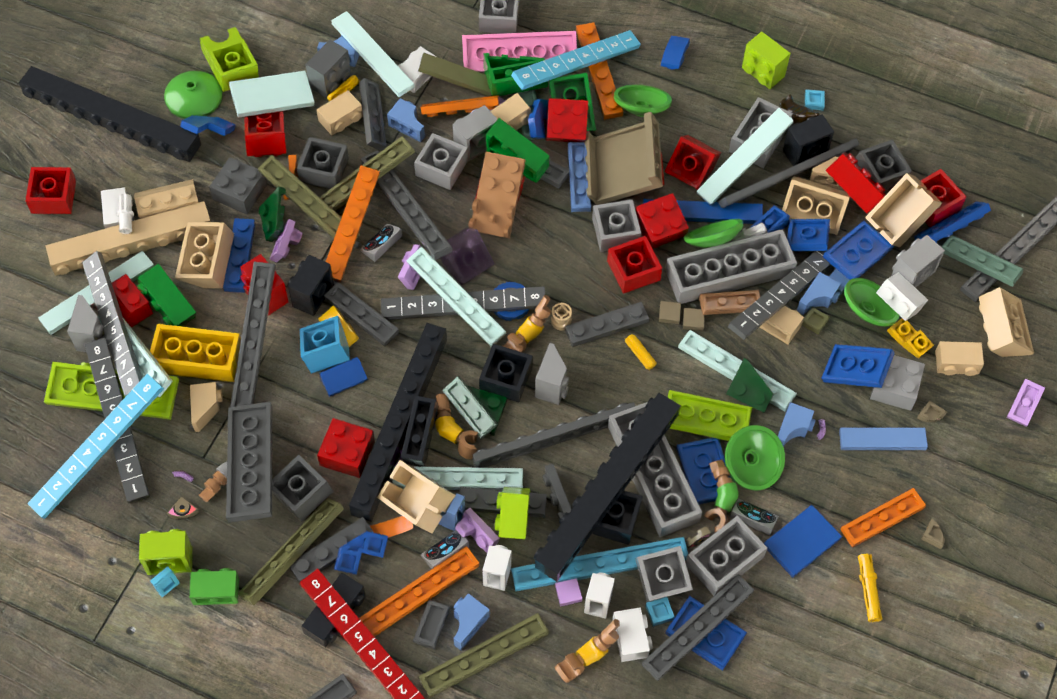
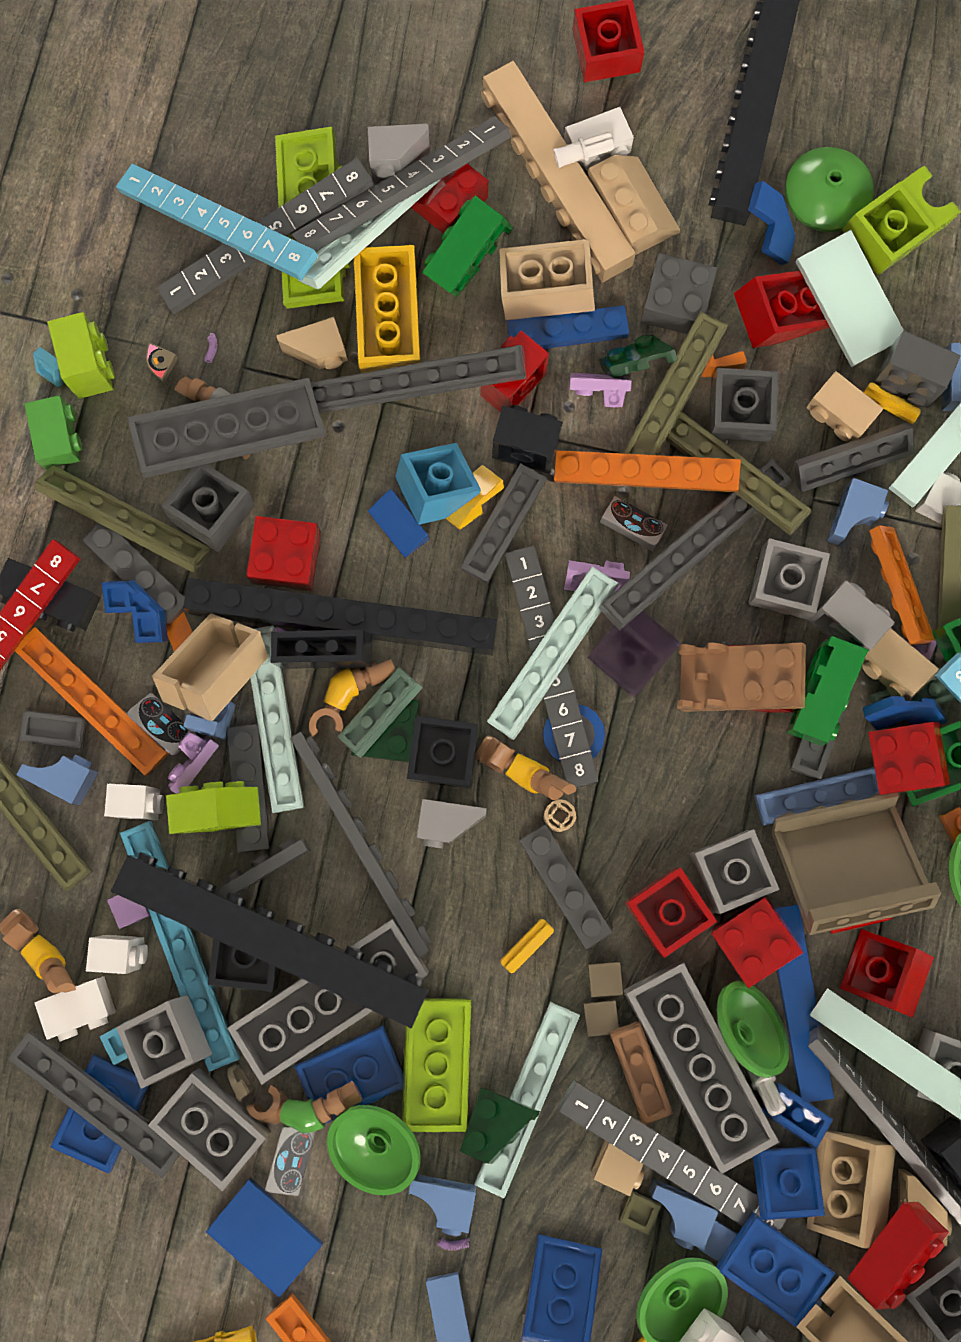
camera: 80 degrees right, 20 degrees up
(62, 313) = (503, 183): light aqua tile -> none

